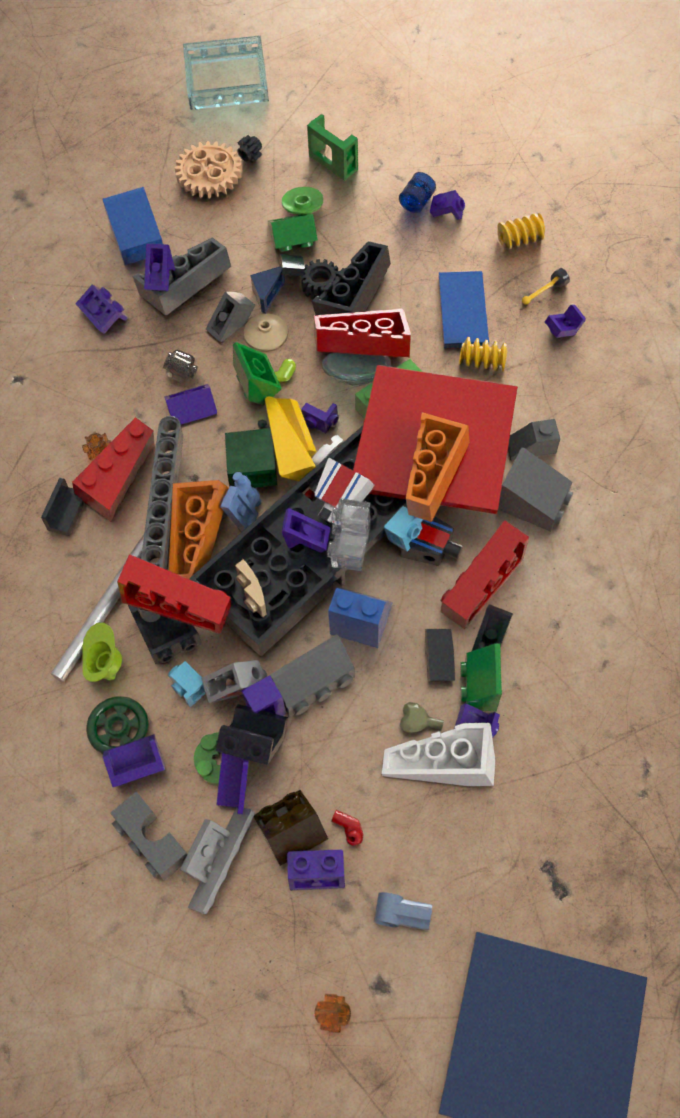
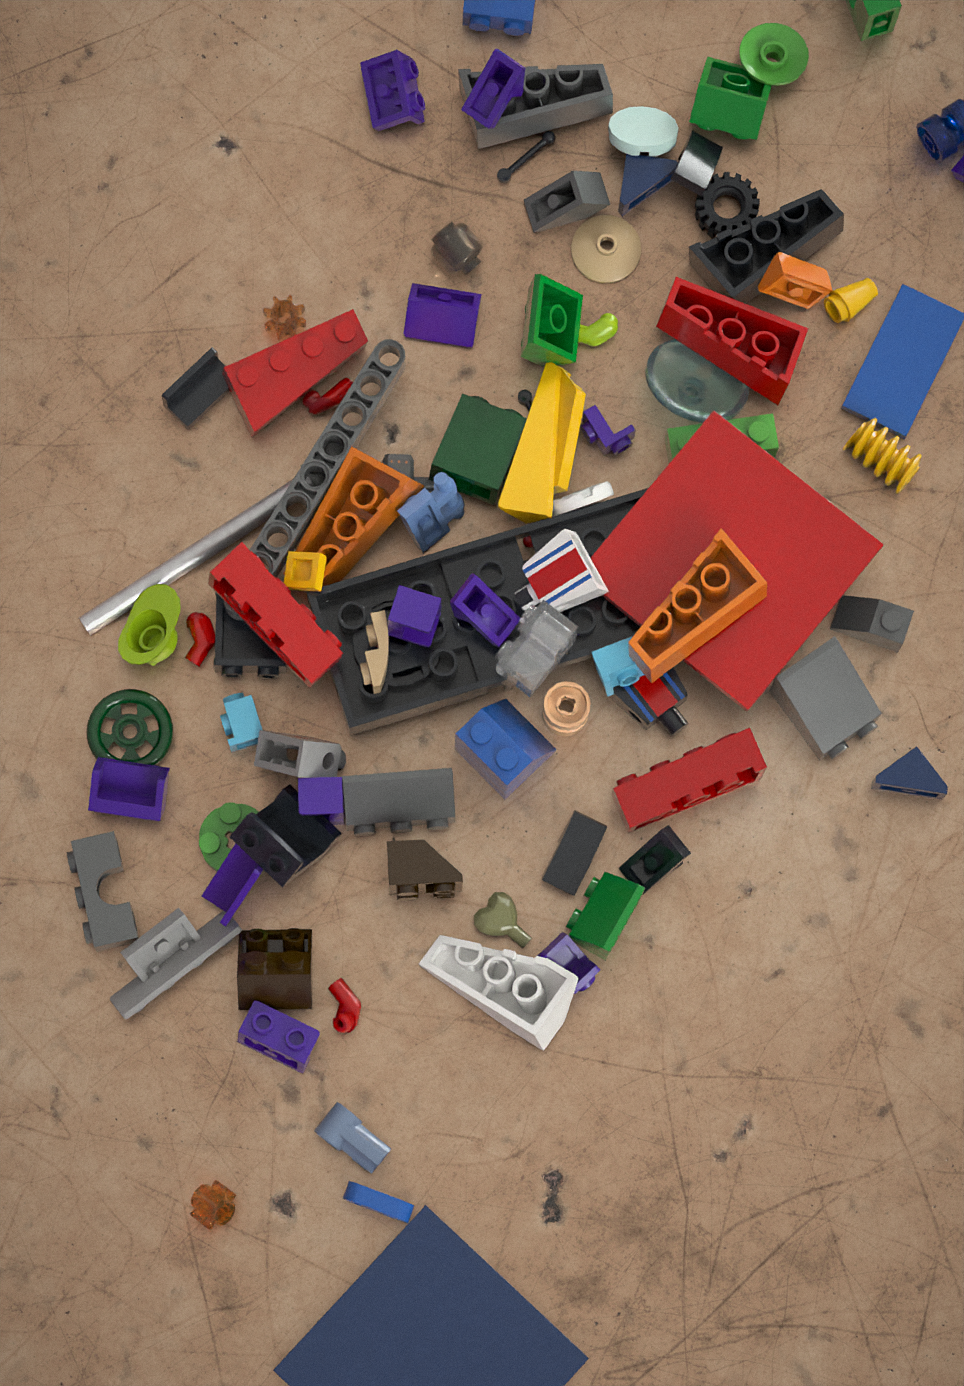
camera: 20 degrees right, 15 degrees up
(137, 645) = (203, 637): none -> red arm
(145, 479) = (332, 398): none -> red arm
(182, 564) = (304, 571): none -> yellow plate
(188, 321) = (504, 174): none -> black hinge
(250, 264) = (643, 130): none -> light aqua tile
(264, 553) = (414, 616): none -> dark purple panel
(350, 711) = (420, 869): none -> dark brown slope
(381, 293) = (795, 281): none -> orange slope
(385, 573) = (566, 708): none -> light nougat wheel
(414, 293) = (849, 300): none -> yellow cone
(444, 947) = (378, 1202): none -> blue beam
(612, 510) = (911, 776): none -> dark blue slope

